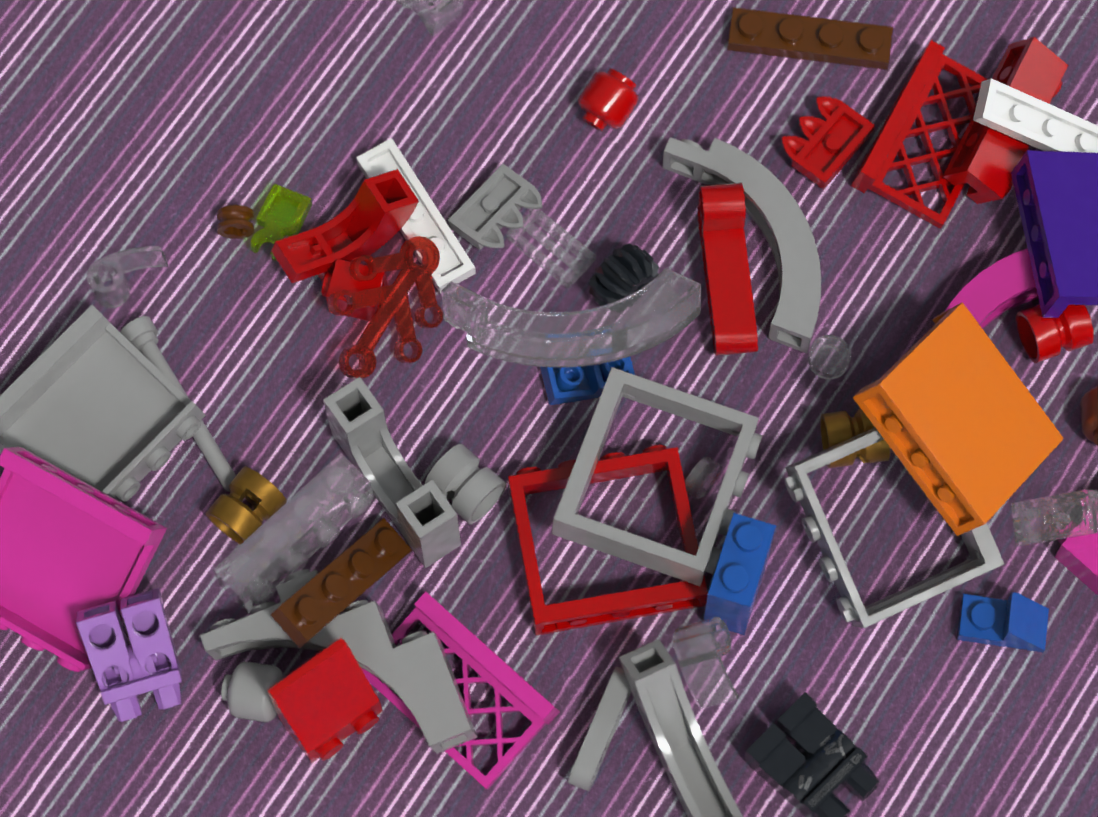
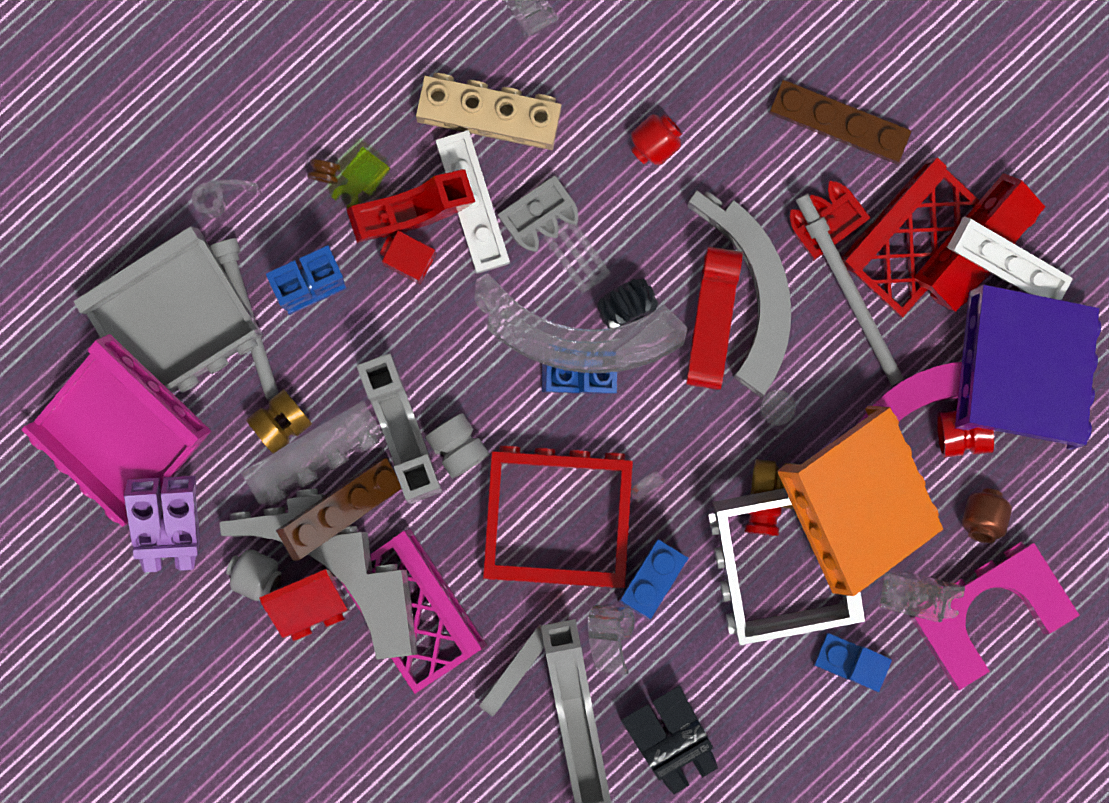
camera: 10 degrees right, 15 degrees up
(244, 342) = (302, 288): none -> blue hips
(393, 303) = (434, 279): clear red plant -> none
(410, 115) = (489, 112): none -> tan brick
(632, 547) = (650, 531): light grey window -> none
(819, 146) = (818, 229): none -> light grey bar
(849, 482) = (764, 522): none -> red wheel

